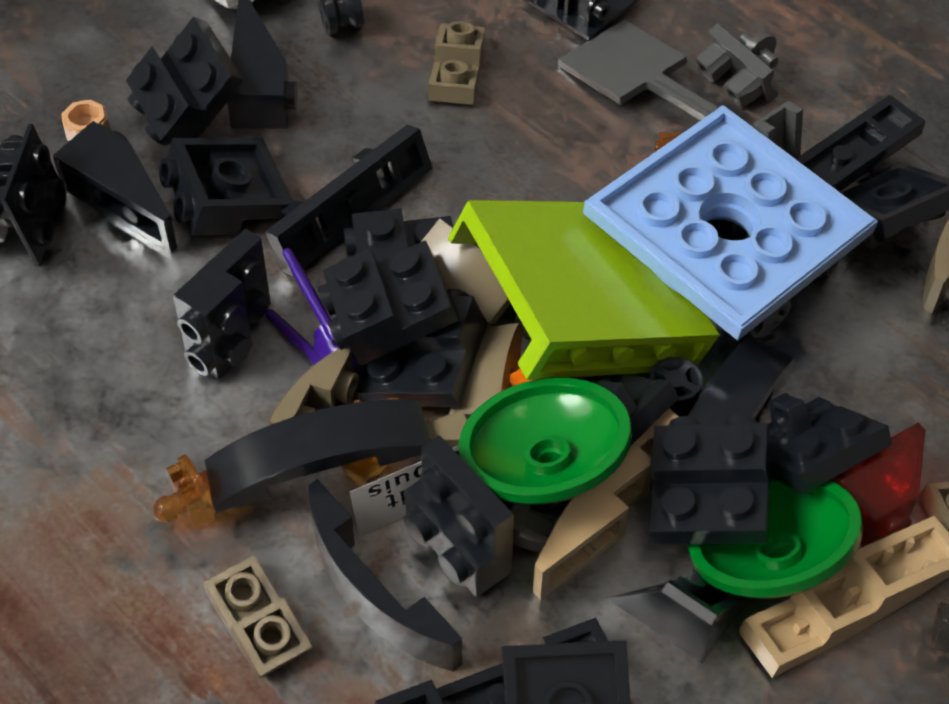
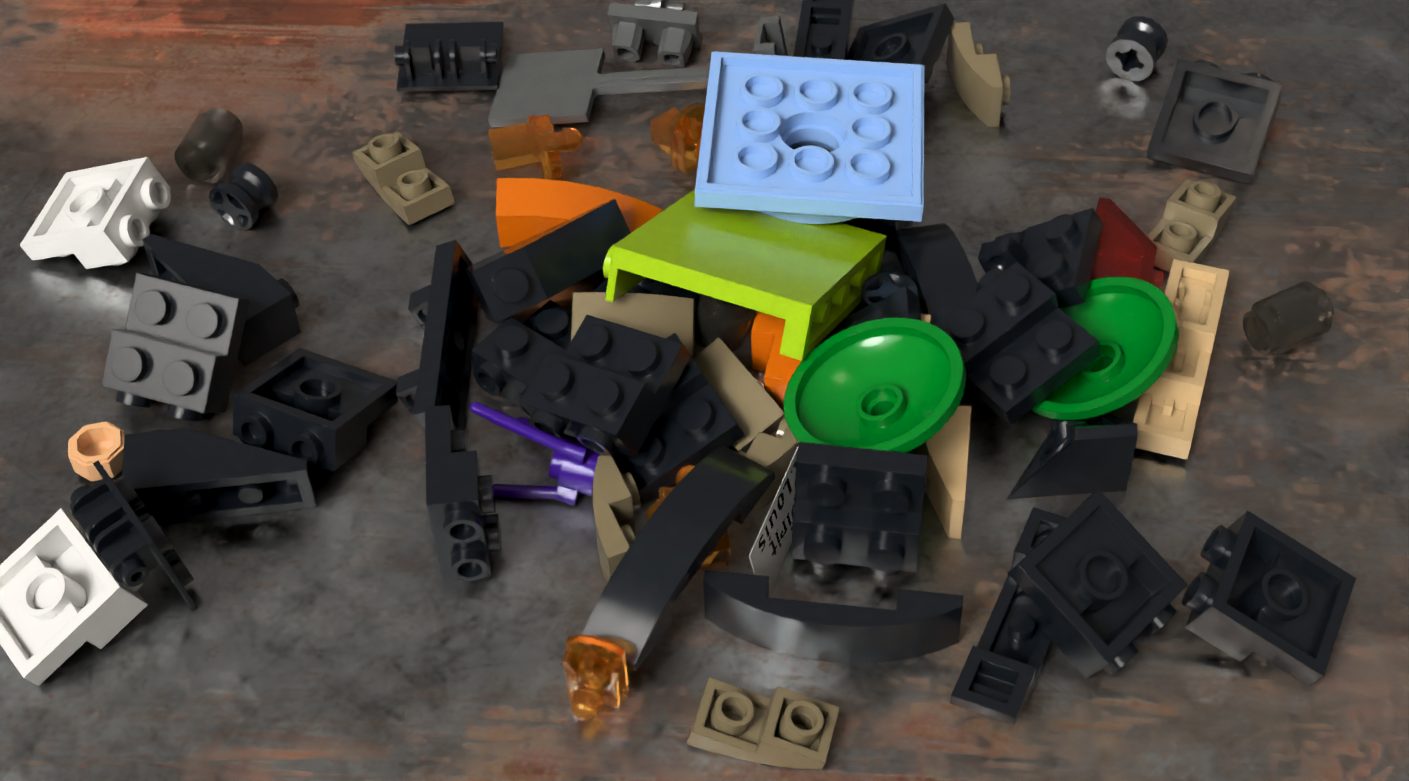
camera: 40 degrees left, 5 degrees down
(448, 183) = (546, 262): none -> black slope
(519, 159) = (536, 205): none -> orange slope
(562, 97) = (533, 143): none -> clear orange piece

